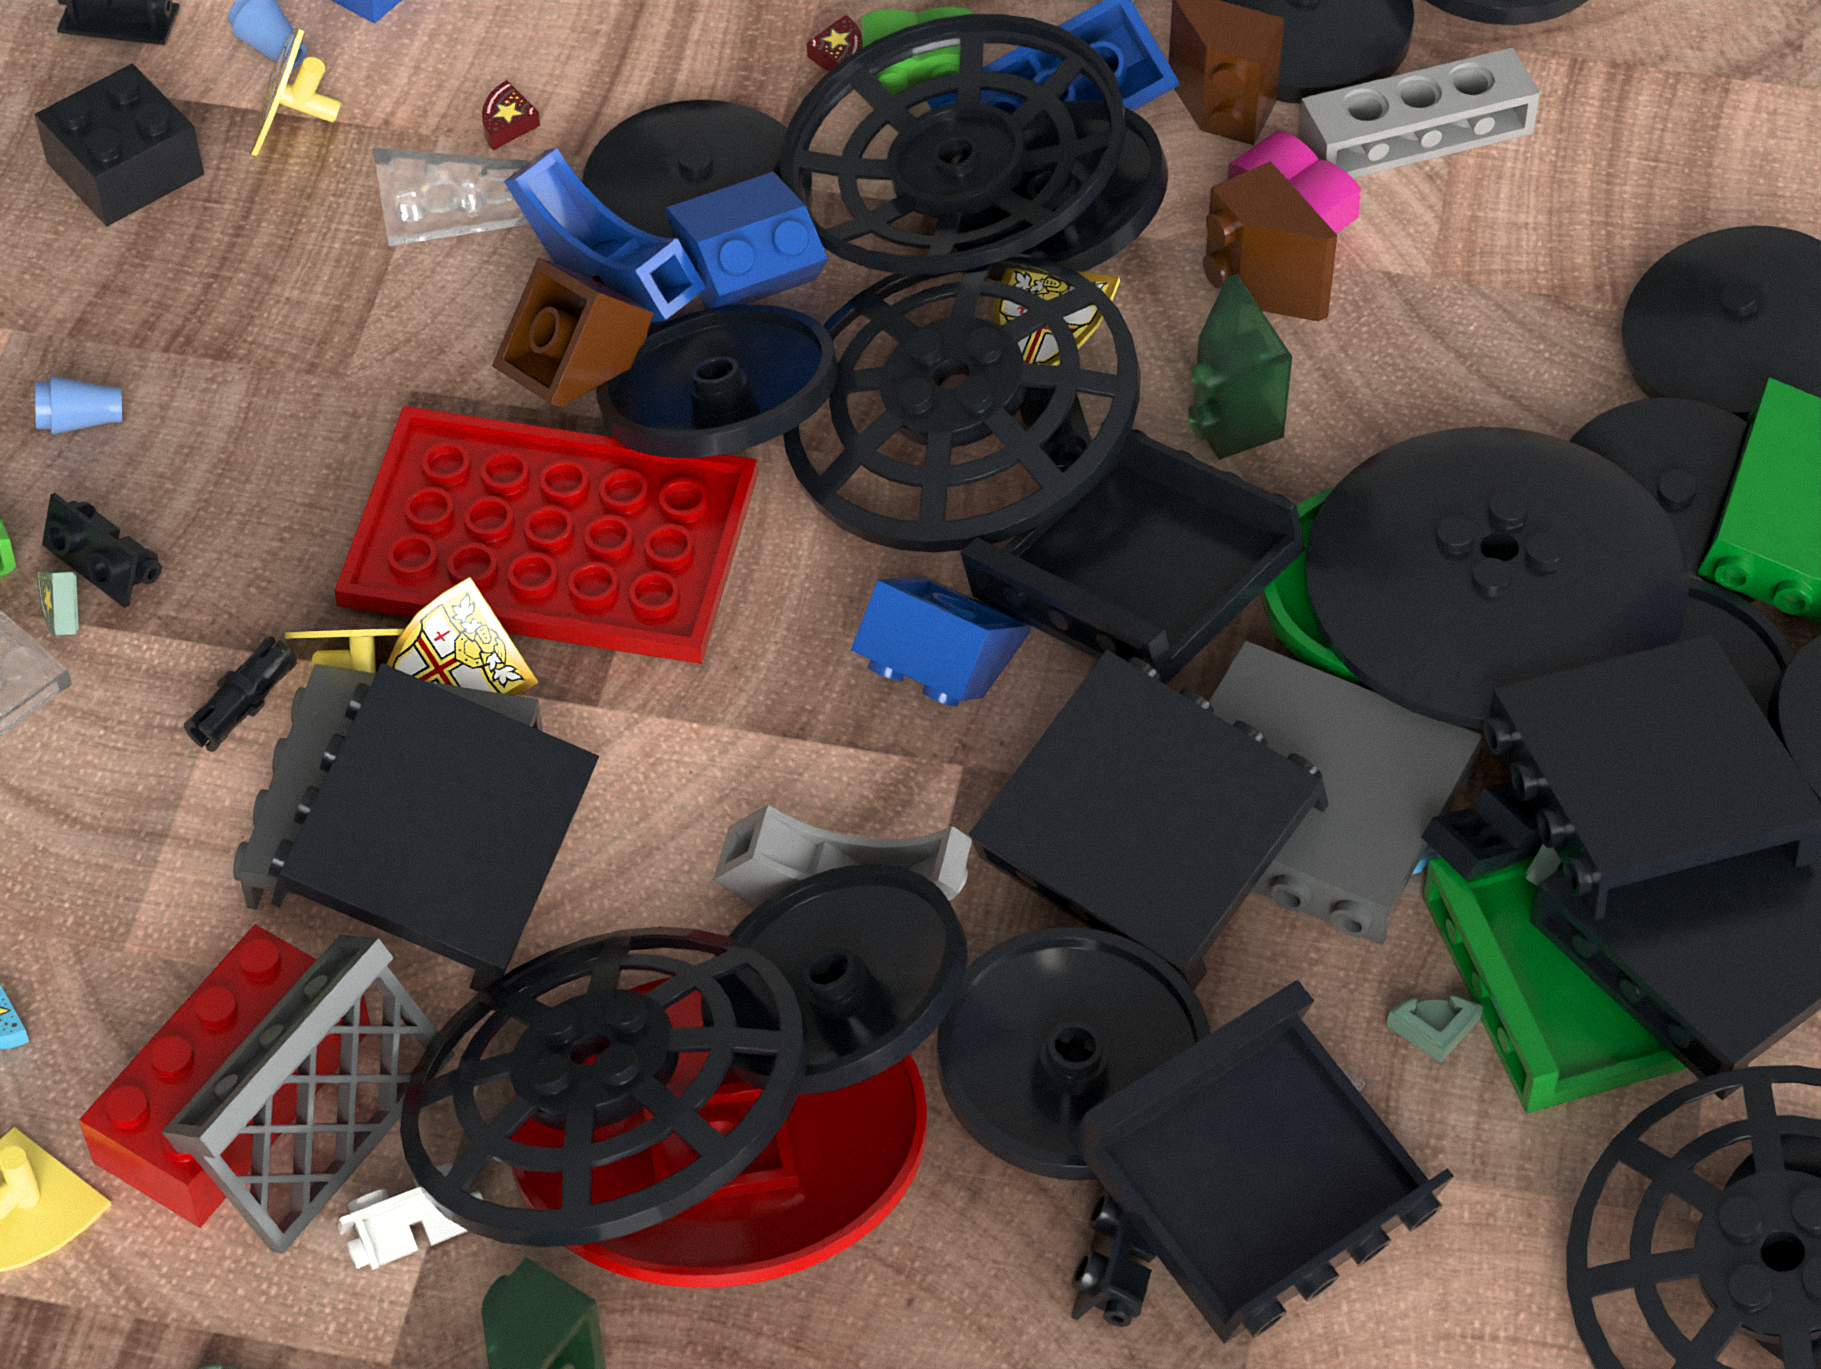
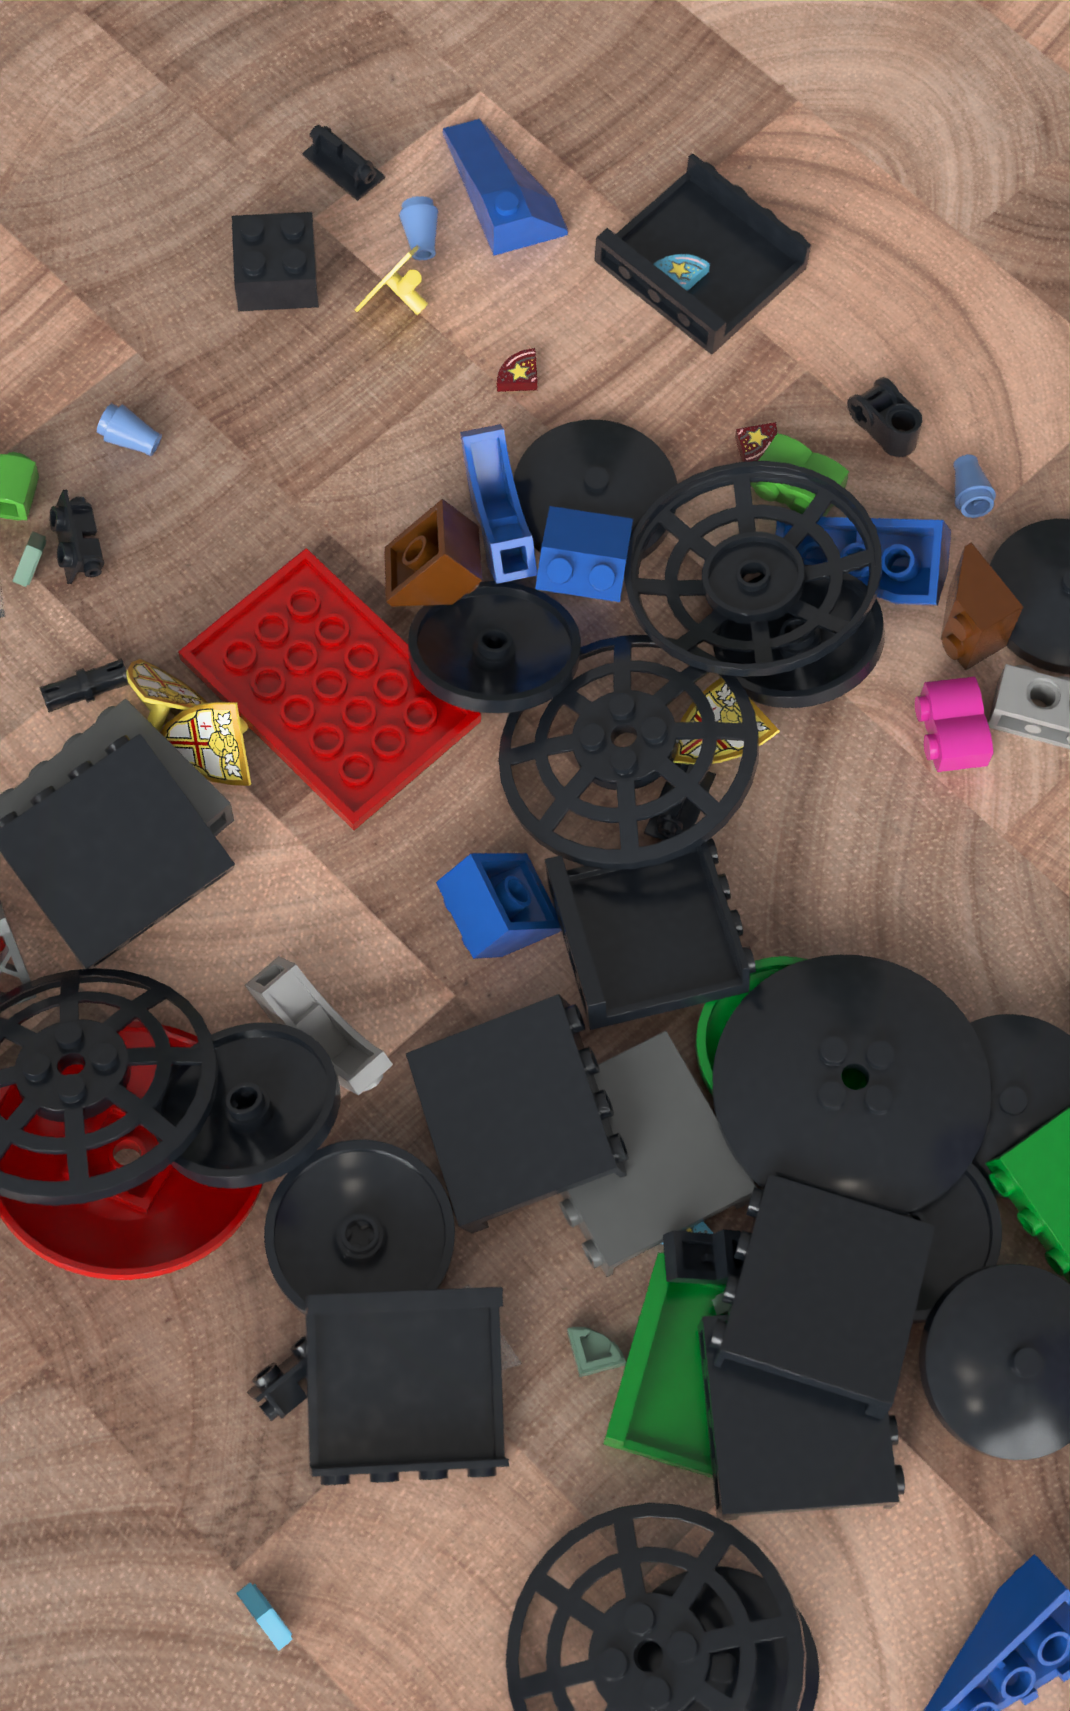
camera: 30 degrees right, 15 degrees up
(444, 194) = (429, 412): clear wing -> none
(1239, 375) = (804, 841): clear green slope -> none
(1272, 242) = (897, 758): reddish brown slope -> none

